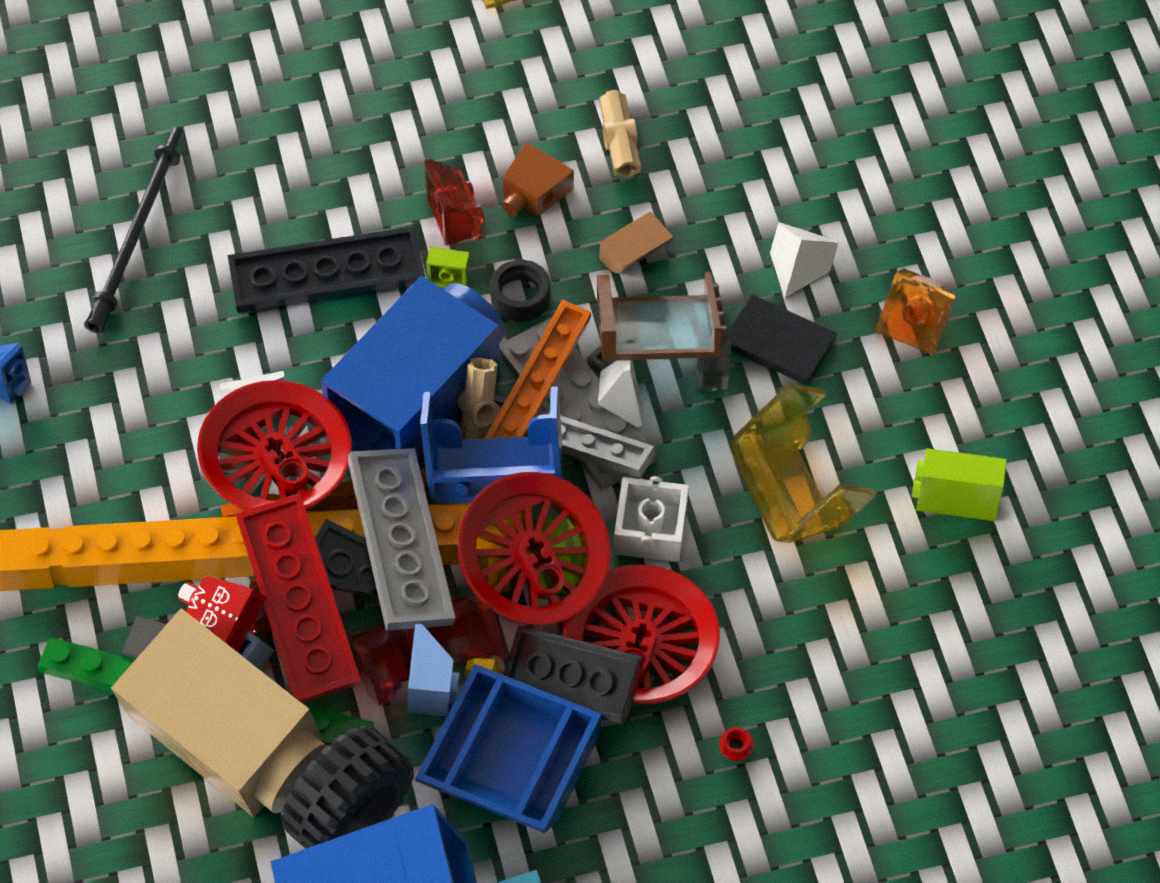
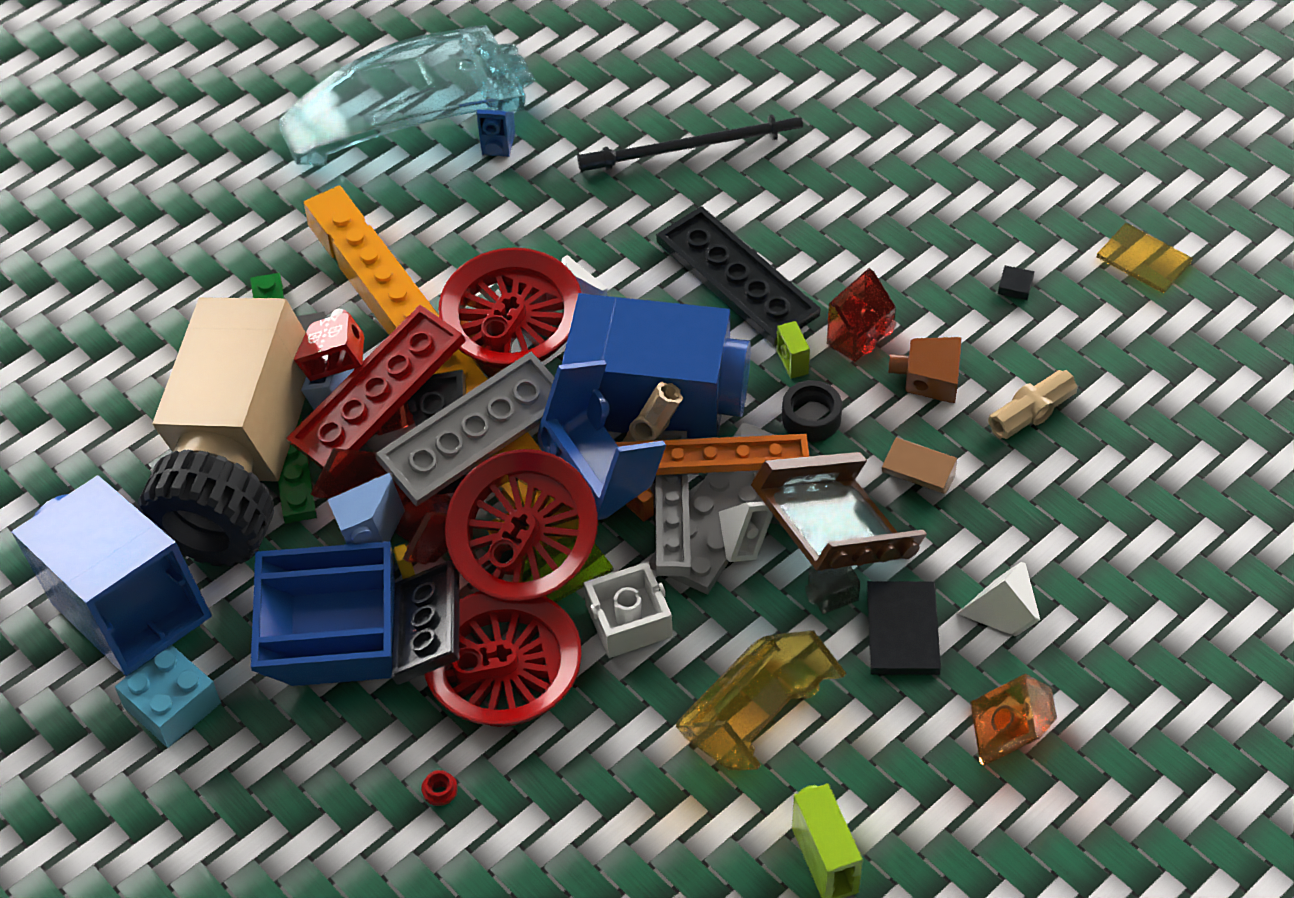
camera: 65 degrees right, 5 degrees down
(478, 77) = (1016, 282): none -> black tile

